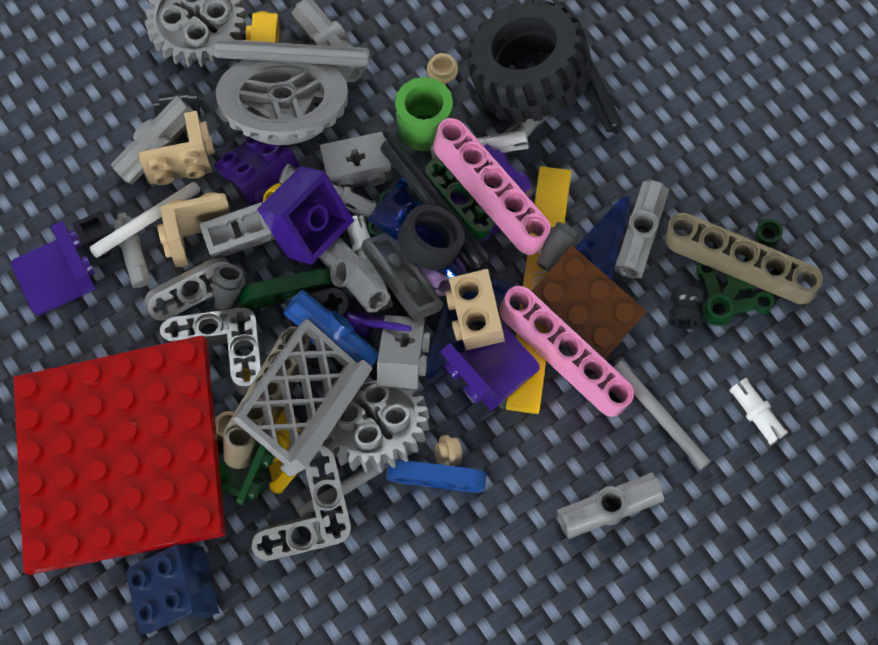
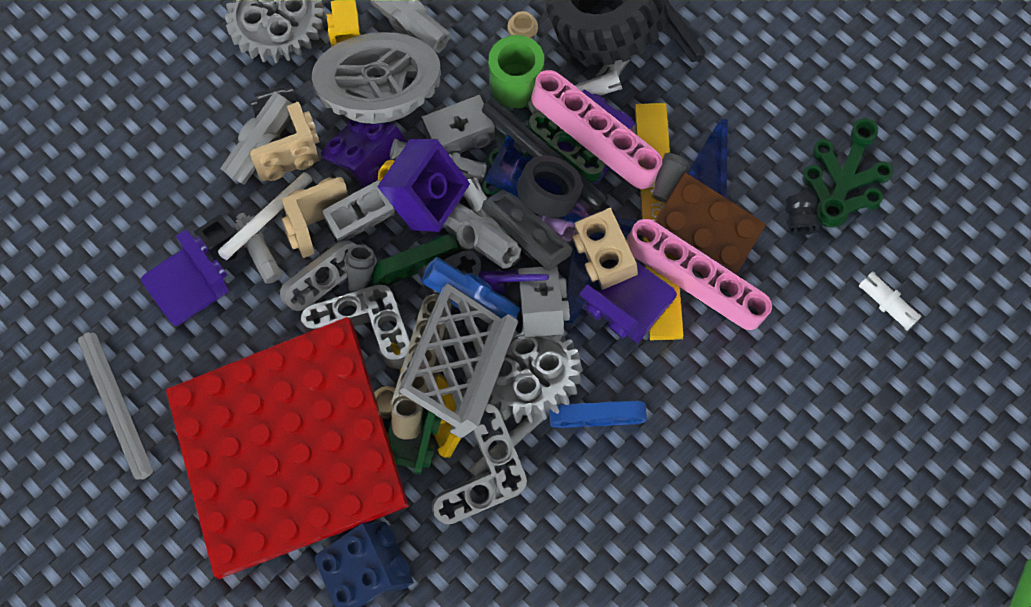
camera: 10 degrees left, 0 degrees up
(291, 52) = (376, 33): light grey axle -> none
(448, 451) = (604, 388): tan plate -> none
(630, 497) = (754, 425): light grey piece -> none
(638, 245) = (744, 162): light grey piece -> none
(663, 417) = (804, 324): light grey bar -> none
(759, 257) = (861, 154): dark tan beam -> none

